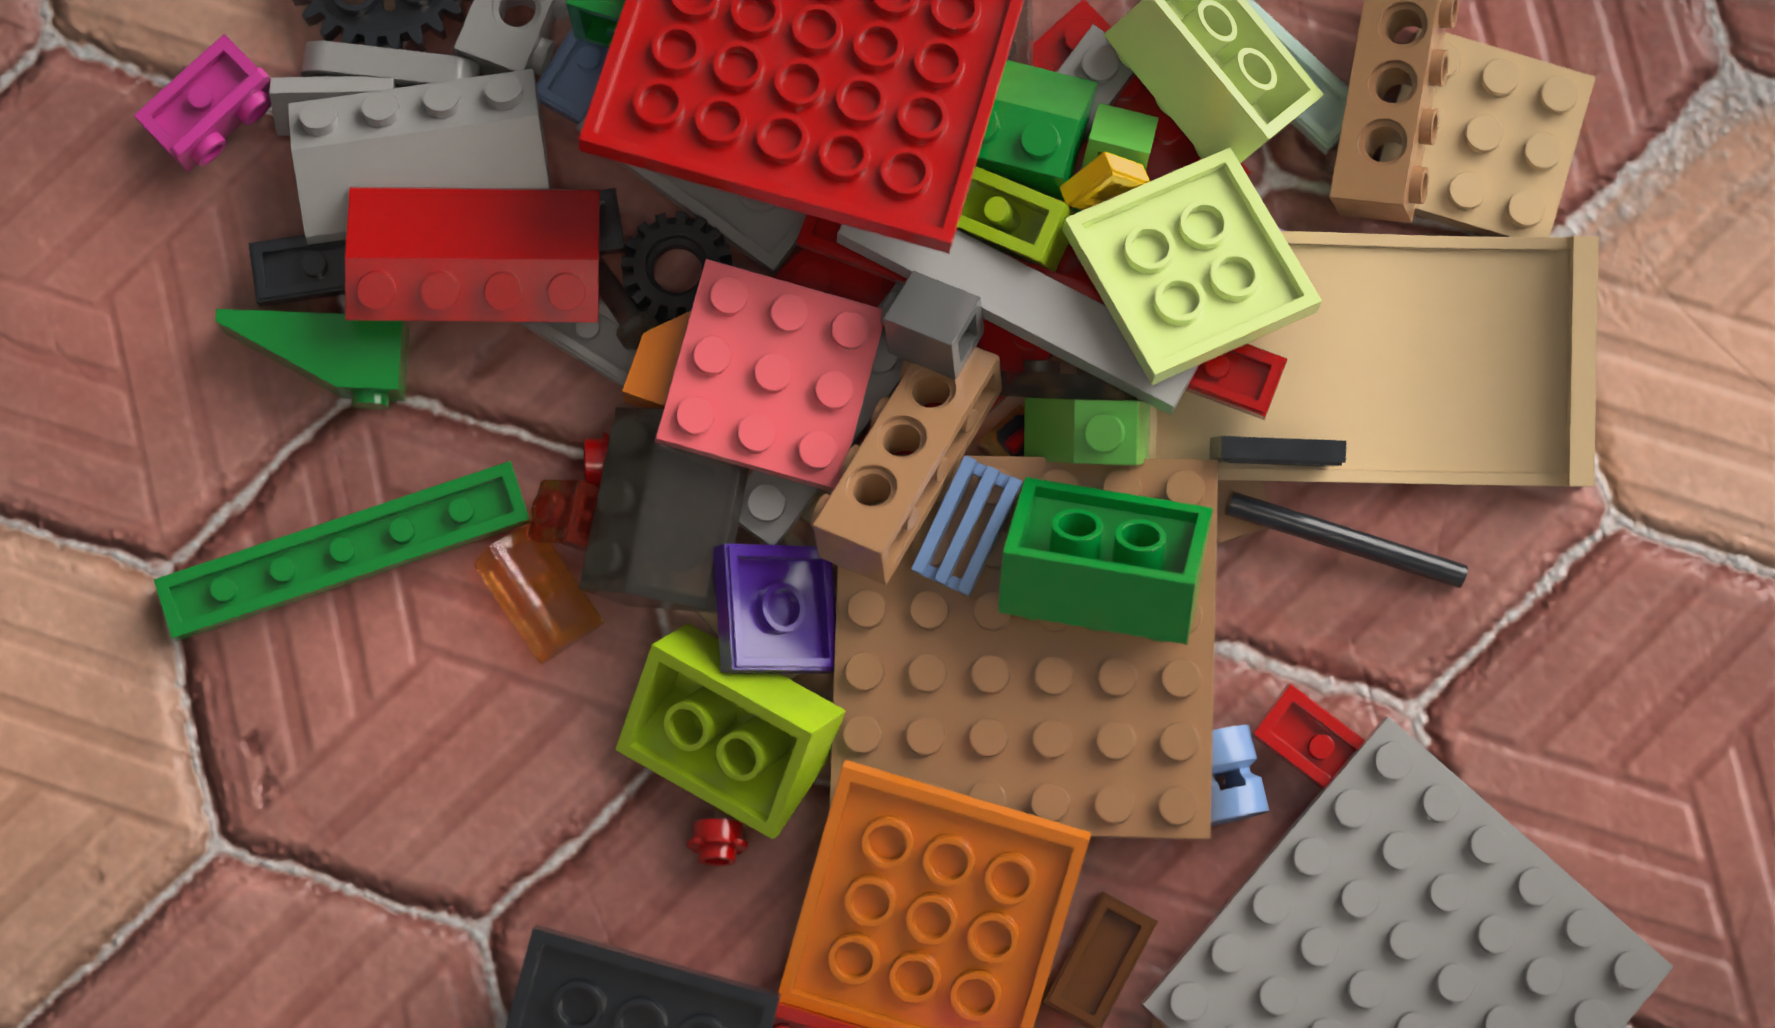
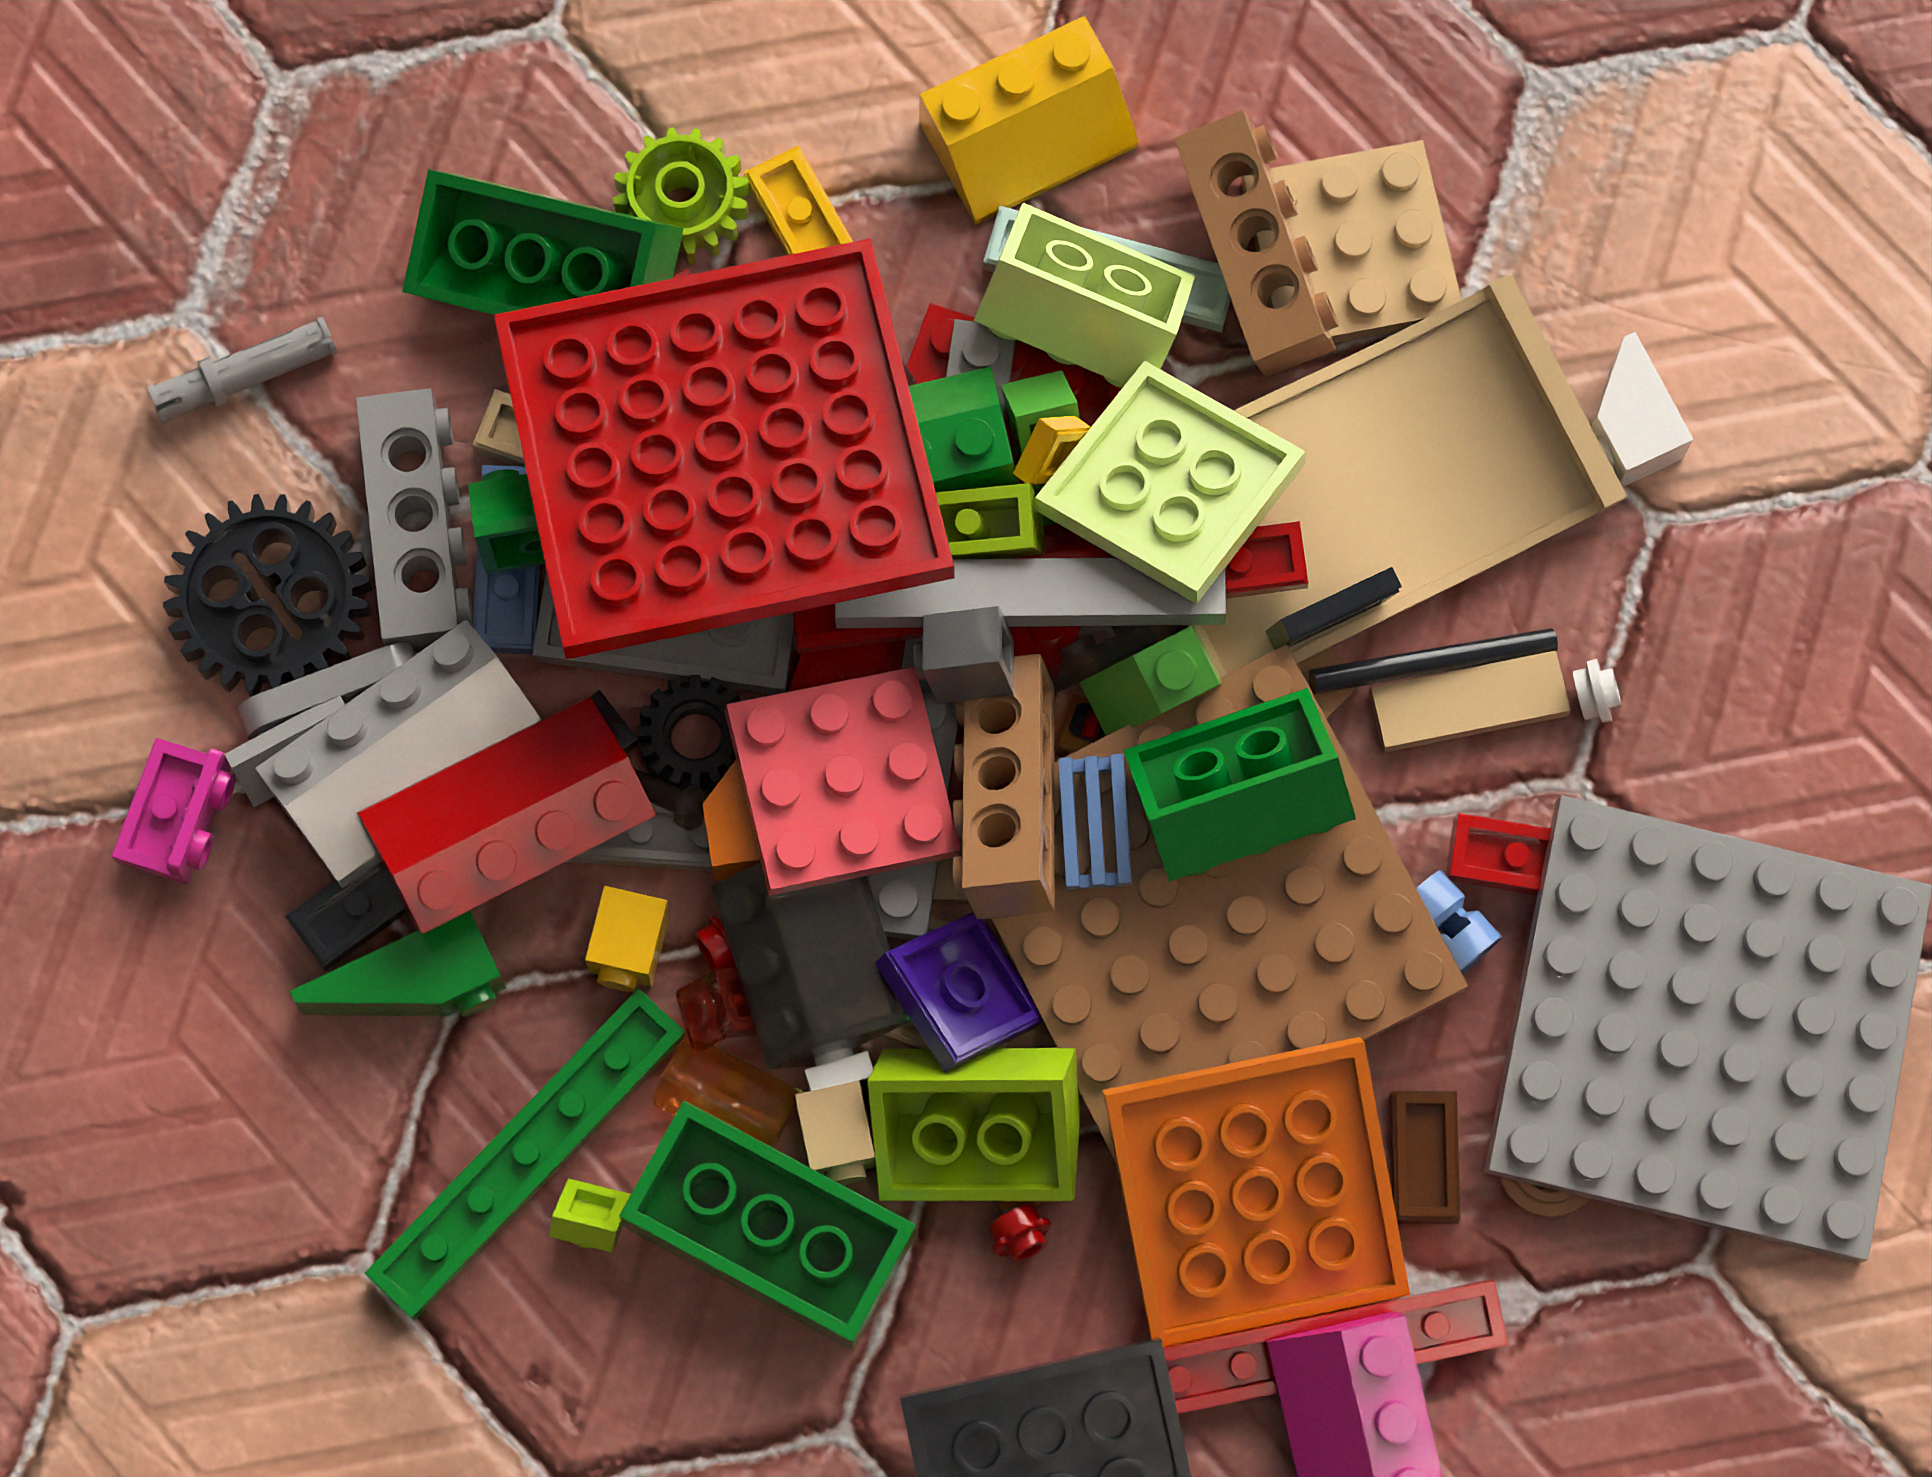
camera: 30 degrees left, 5 degrees down
(366, 631) = (588, 1215): none -> lime plate
(506, 721) = (768, 1225): none -> green brick
(524, 414) = (627, 939): none -> yellow brick
(607, 673) = (837, 1132): none -> tan brick
(637, 623) = (839, 1068): none -> white plate
(1359, 591) = (1469, 701): none -> tan tile
(1474, 641) = (1596, 691): none -> white plate
(1642, 423) = (1637, 417): none -> white slope

